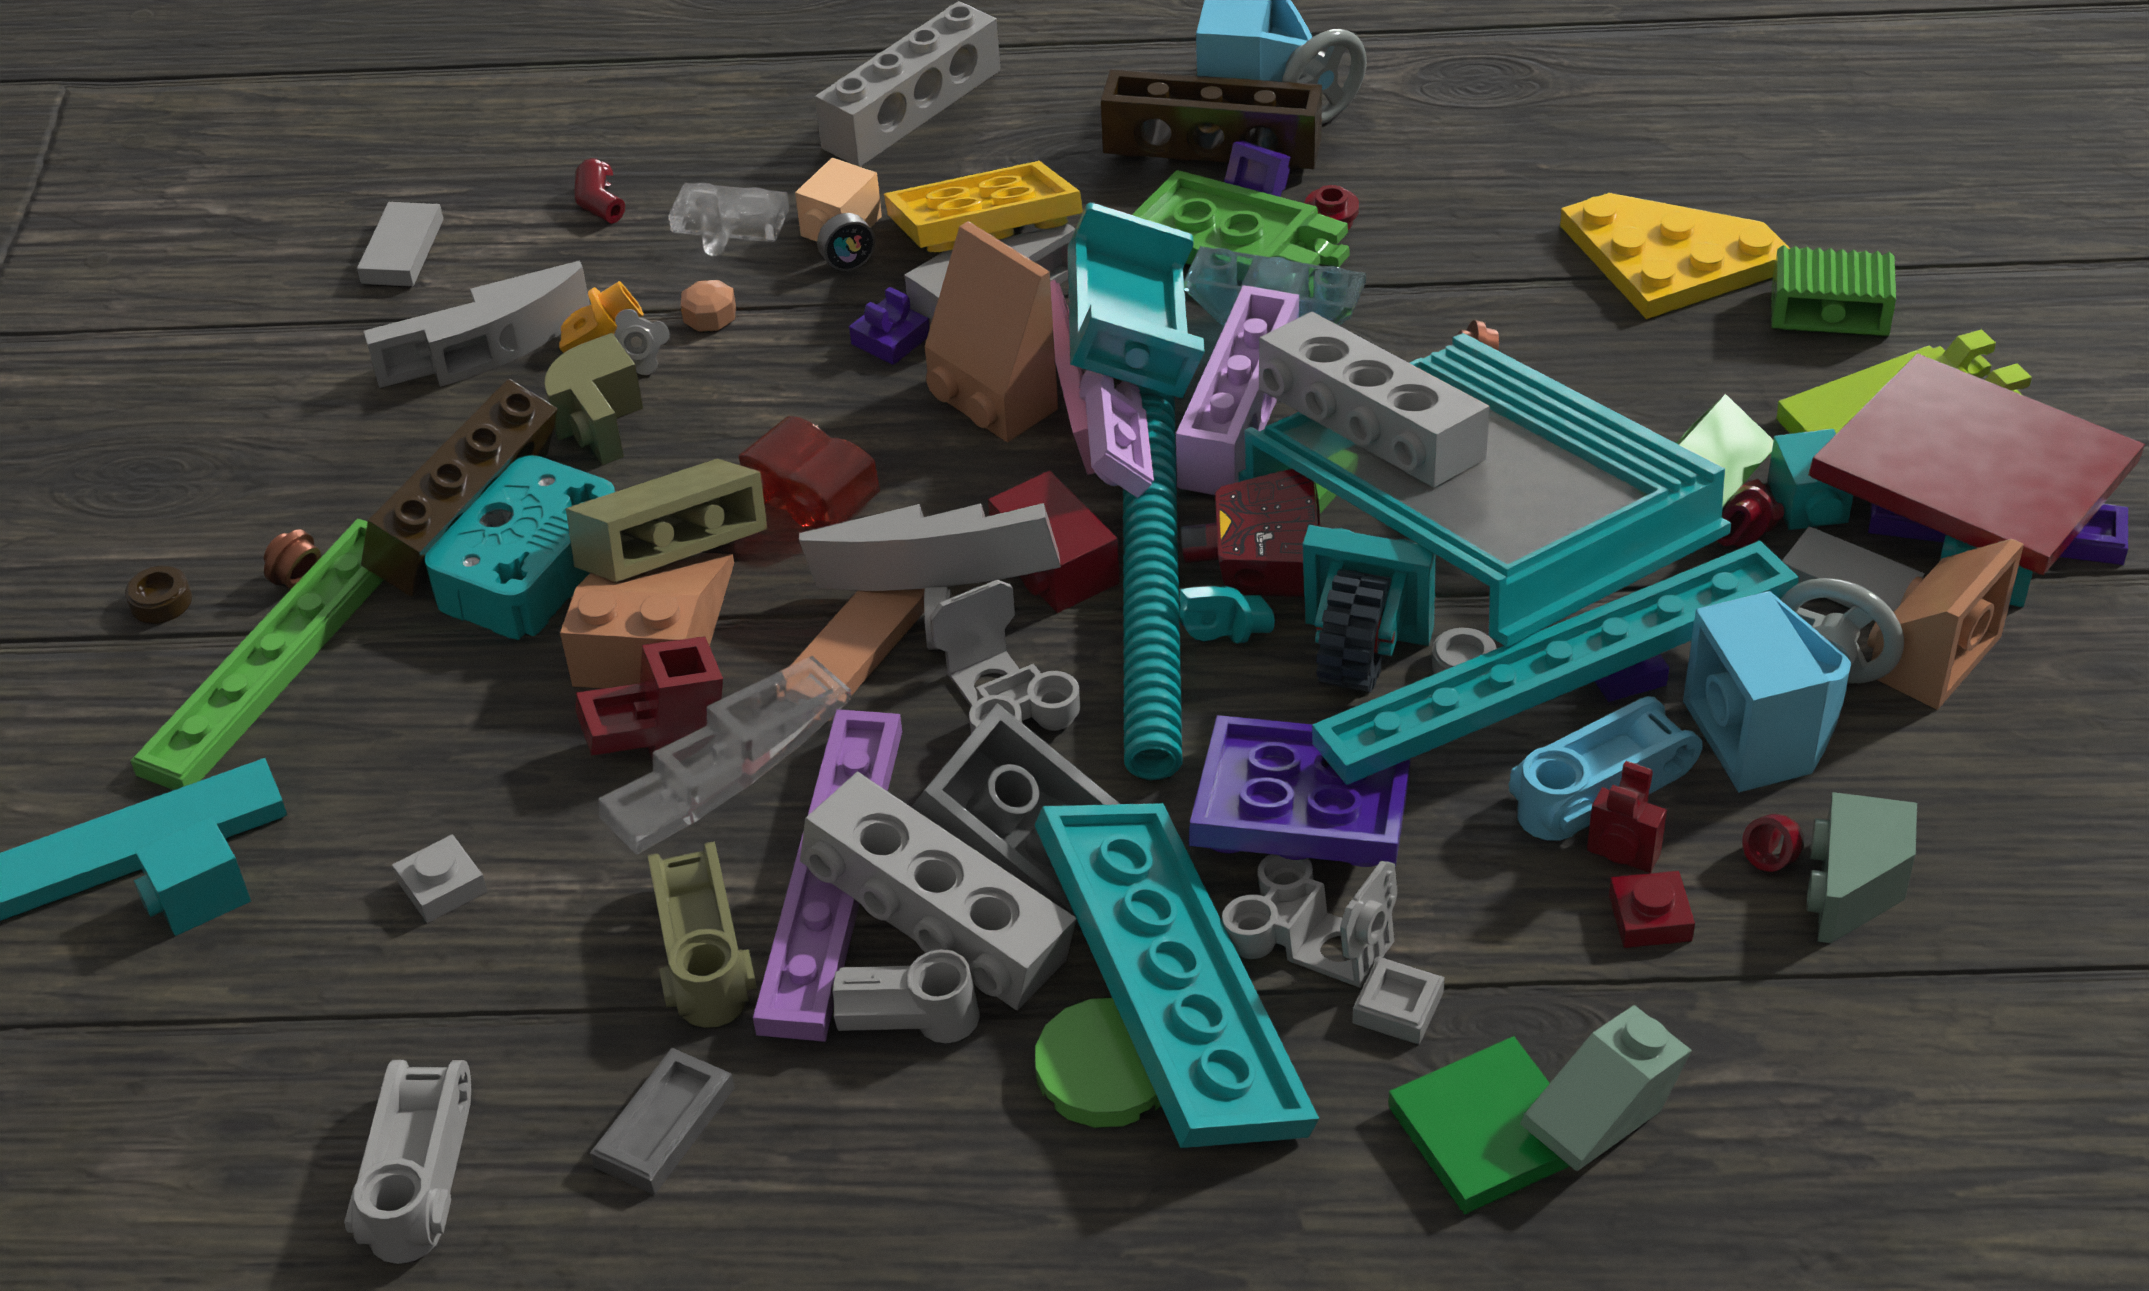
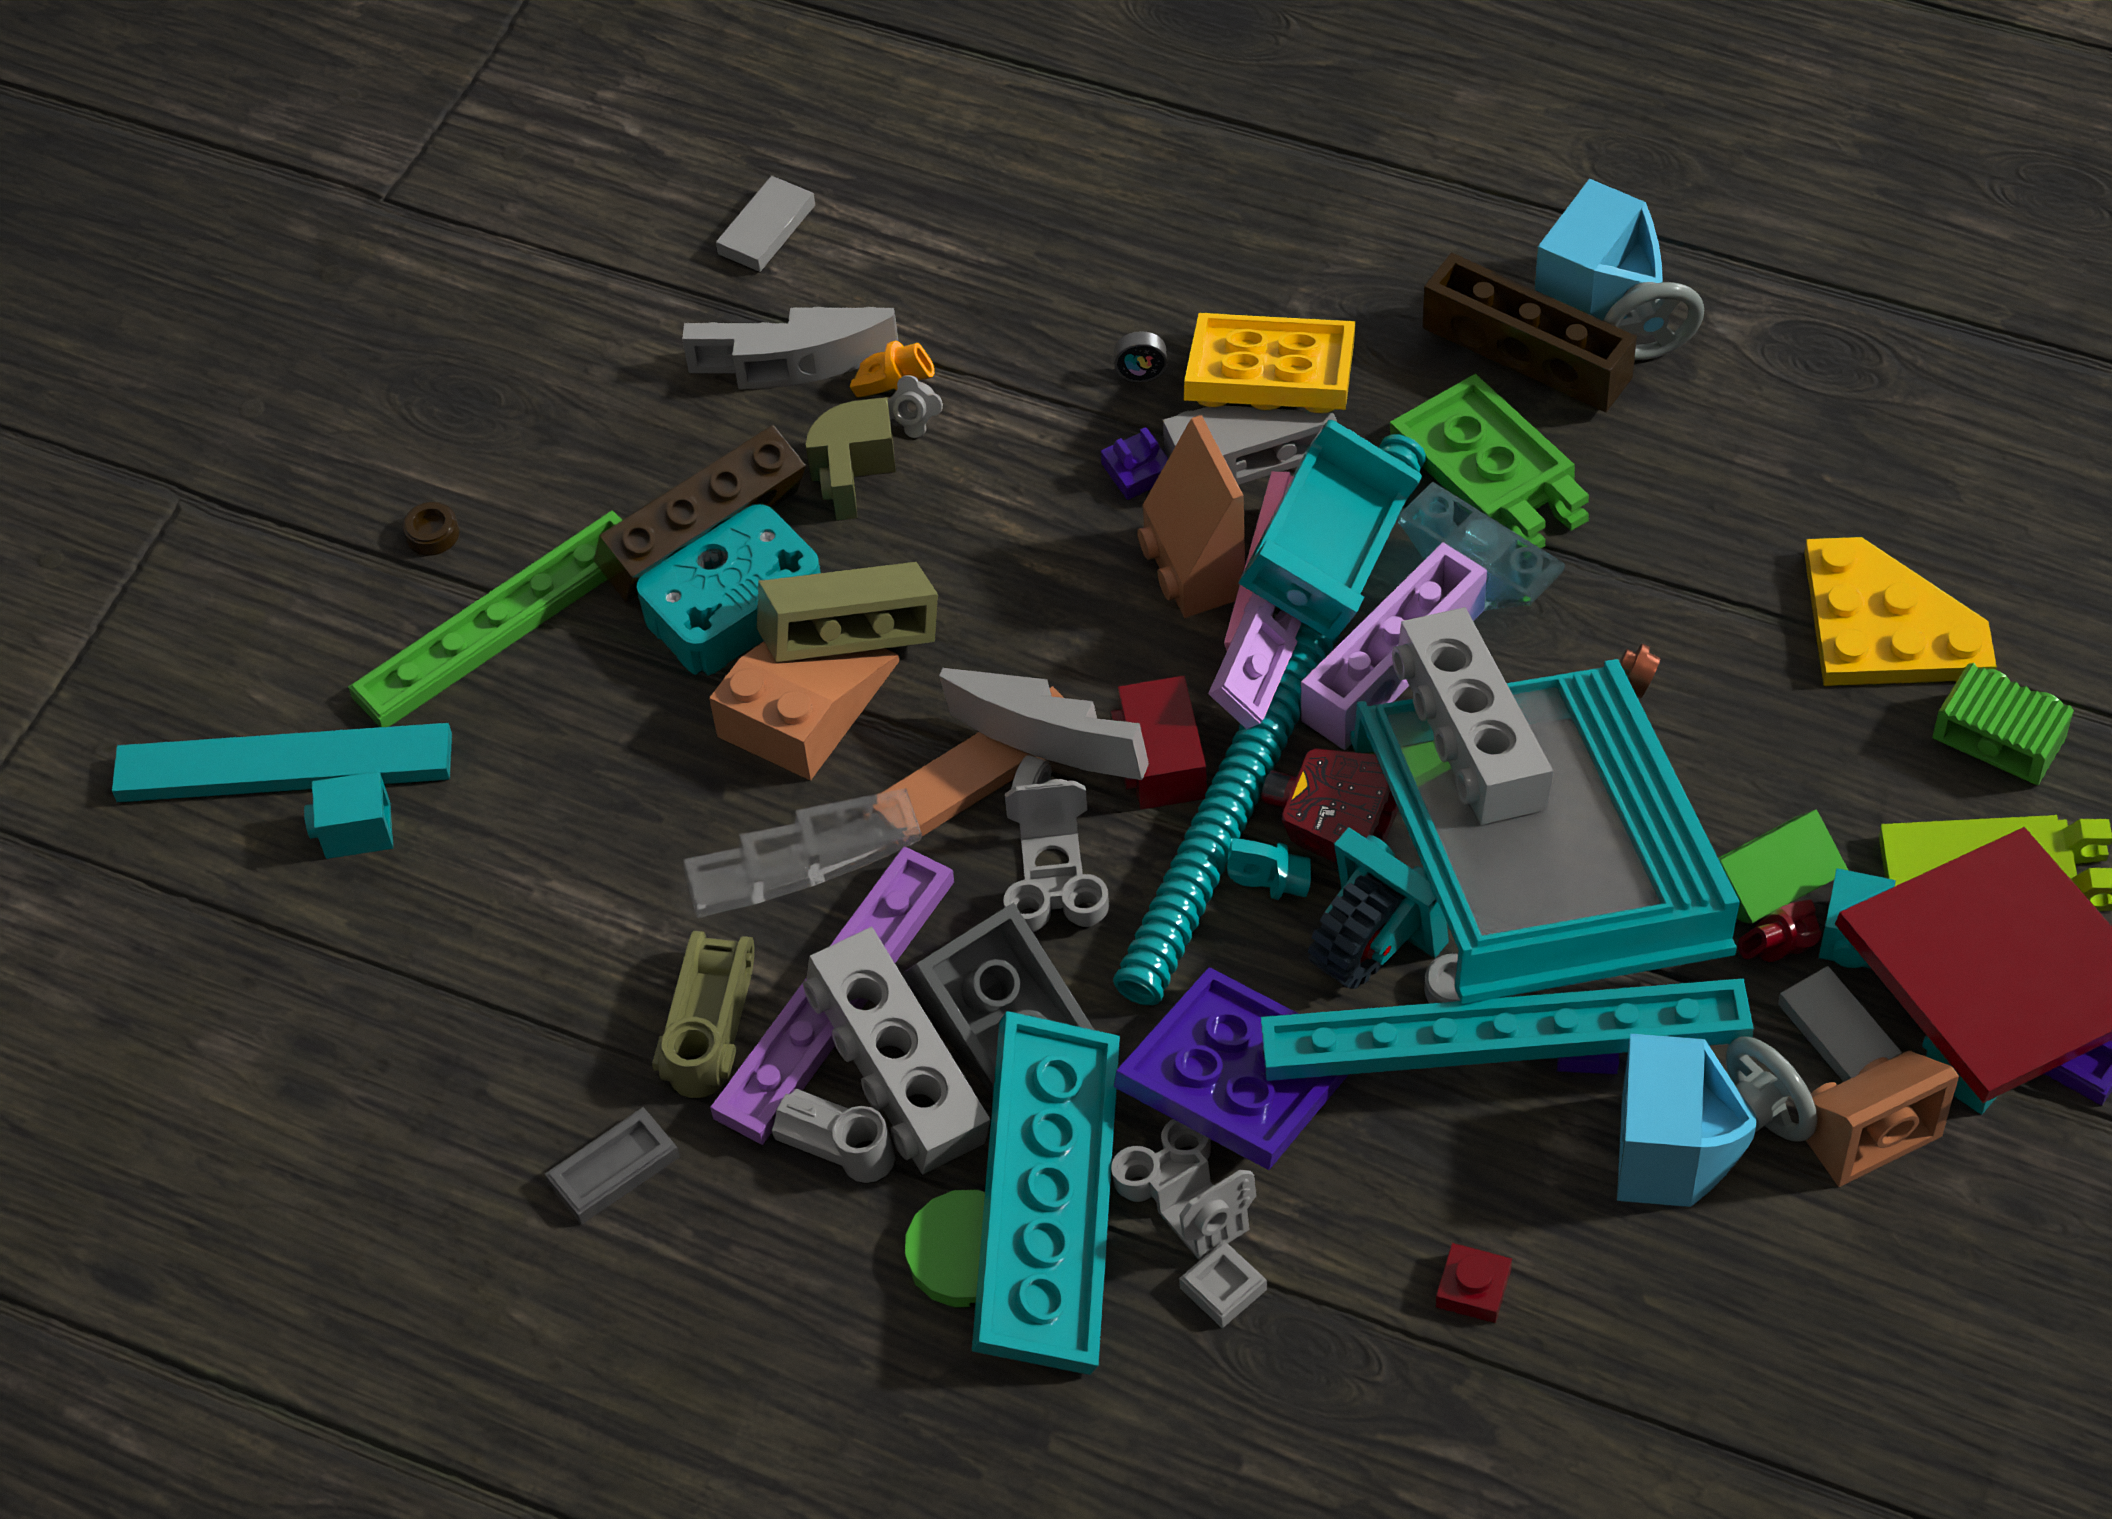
camera: 25 degrees right, 10 degrees up
(290, 557) = (541, 533): copper plate -> none
(410, 1160) = (414, 1126): light grey piece -> none
(439, 878) = (537, 884): light grey plate -> none
(592, 193) = (948, 221): dark red arm -> none
(667, 705) = (760, 793): dark red brick -> none
(708, 305) = (994, 383): nougat tile -> none
(728, 213) = (1056, 283): clear plate -> none
(811, 474) = (991, 598): clear red brick -> none
(837, 190) = (1153, 305): light nougat brick -> none
(908, 83) = (1279, 193): light grey brick -> none
(1257, 168) = (1544, 404): dark purple tile -> none
(1335, 203) = (1595, 475): dark red plate -> none
(1470, 1124) = (1234, 1421): green tile -> none
(1564, 778) = (1504, 1138): medium azure piece -> none
(1607, 1088) = (1328, 1433): sand green slope -> none
(1624, 823) = (1485, 1201): dark red plate -> none
(1763, 837) = (1604, 1254): dark red hinge -> none
(1865, 861) = (1668, 1314): sand green slope -> none

